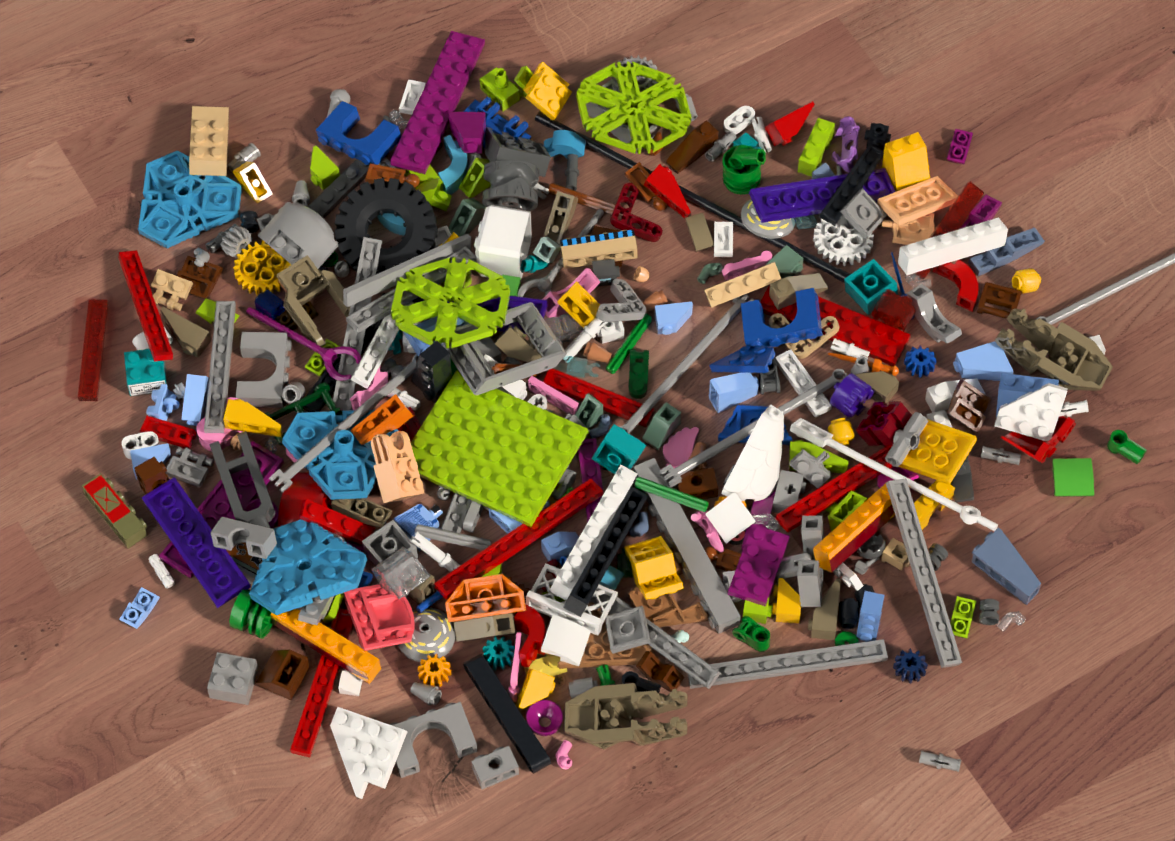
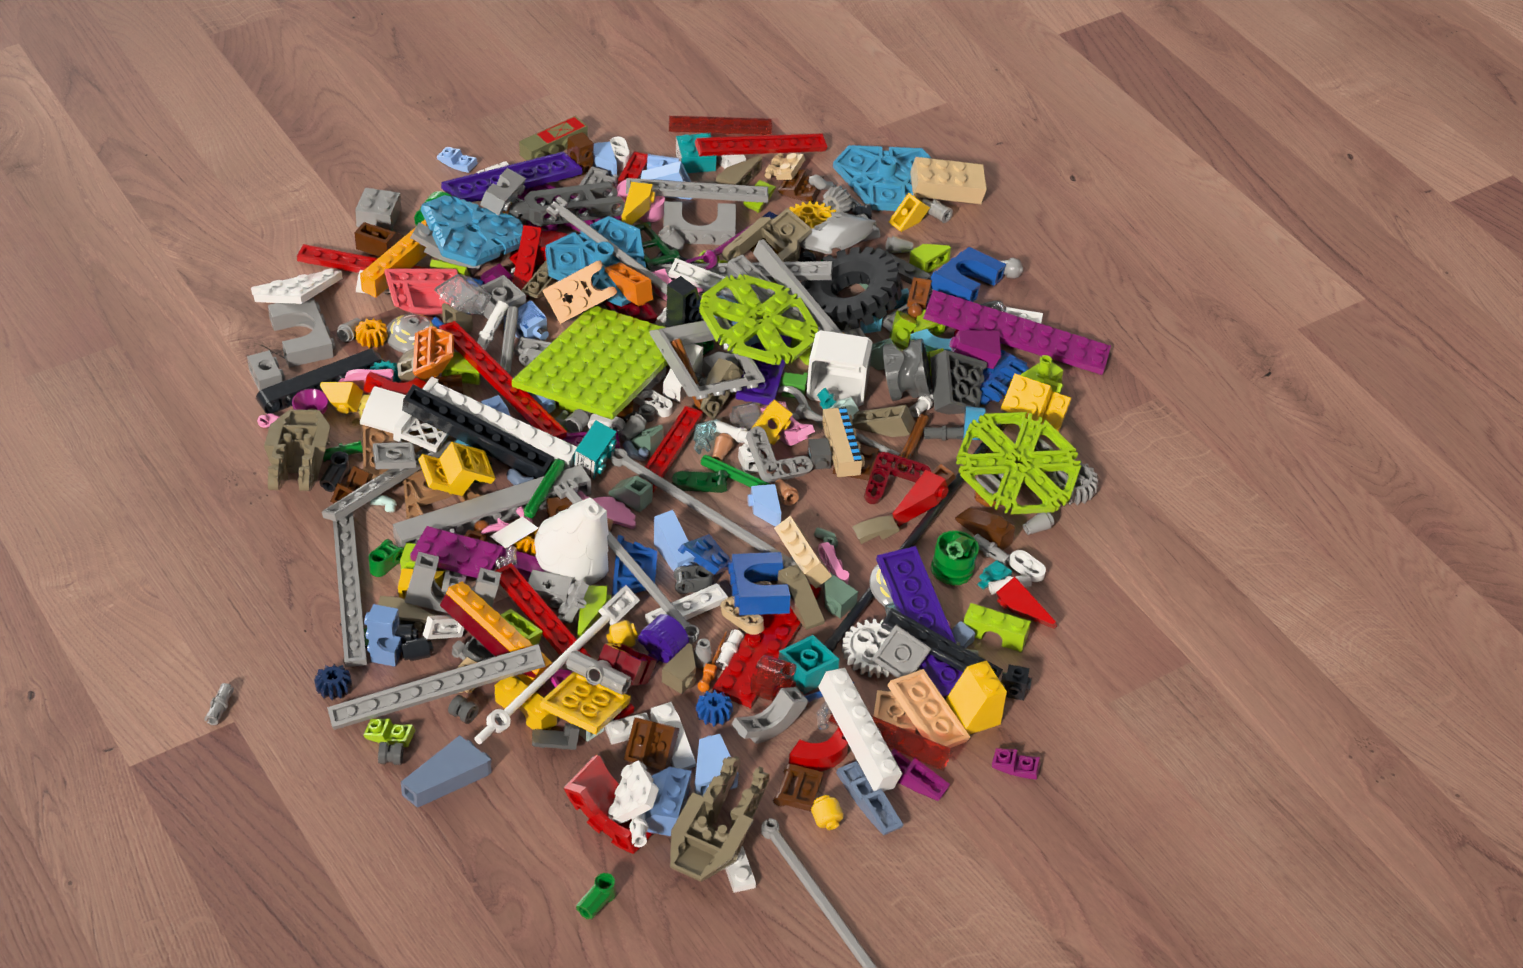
camera: 85 degrees right, 15 degrees down
(553, 396) = (672, 411): bright pink tile -> none
(580, 686) = (340, 432): light grey brick -> none
(641, 274) = (820, 482): light nougat hinge -> none
(723, 239) = (867, 548): white plate -> none
(849, 132) = (1025, 656): medium lavender piece -> none
(1009, 618) = (384, 779): clear arm -> none
(1073, 477) = (559, 841): bright green slope -> none

